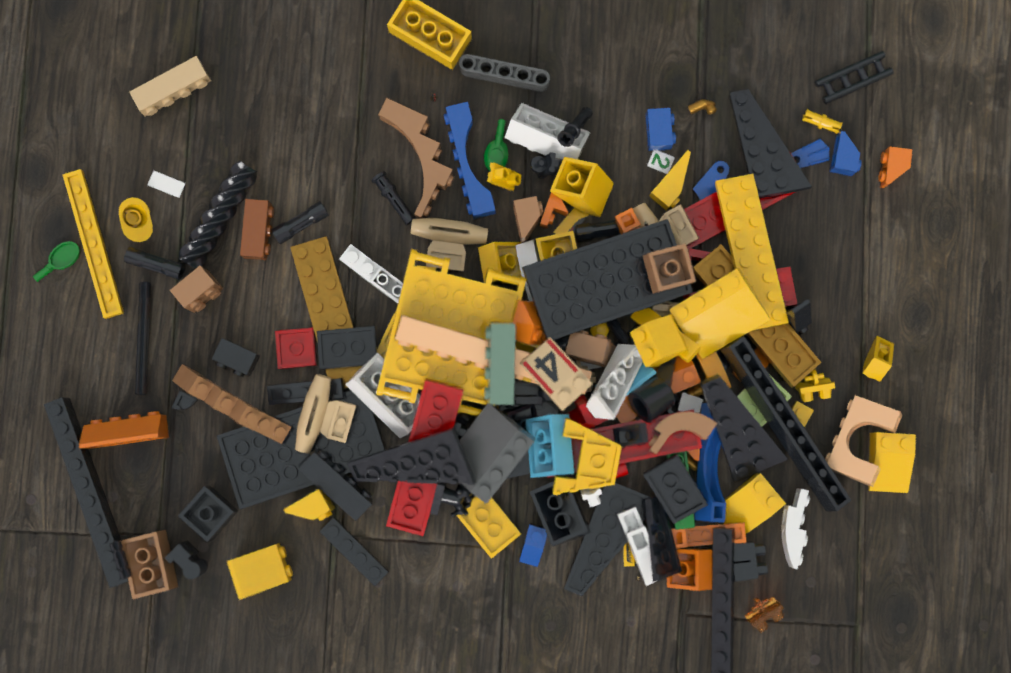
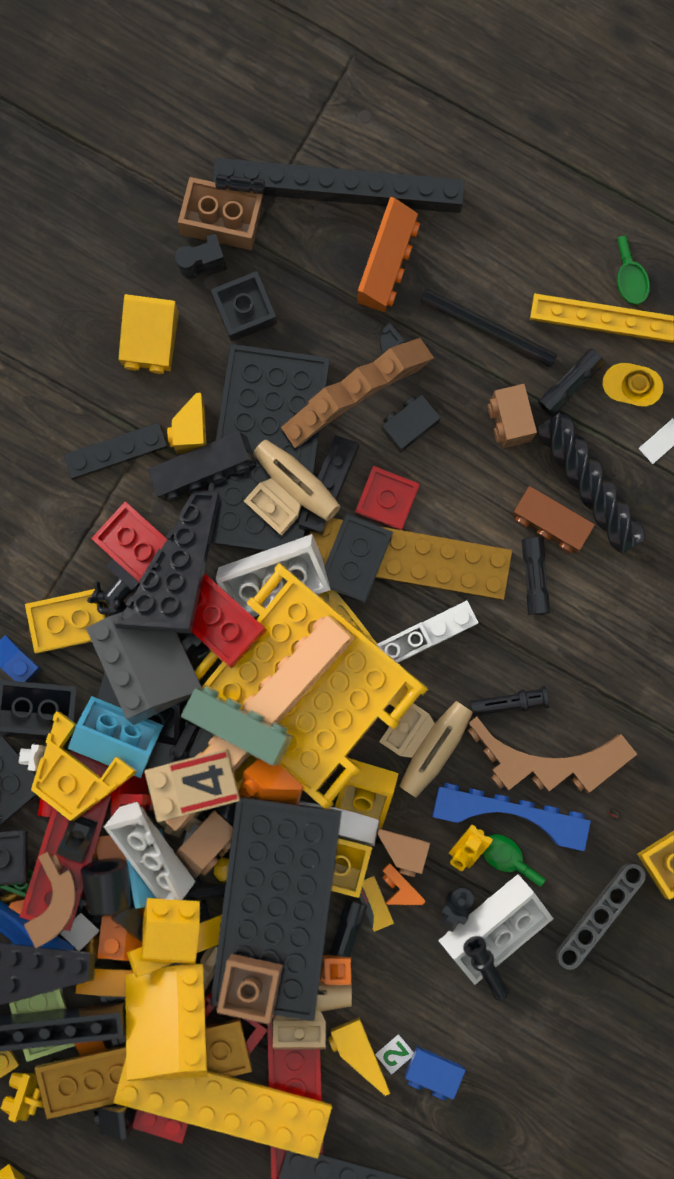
camera: 115 degrees right, 0 degrees up
(582, 186) = (408, 938): yellow slope -> none
(704, 104) = (440, 1142): pearl gold arm -> none
(706, 185) = (335, 1093): blue piece -> none

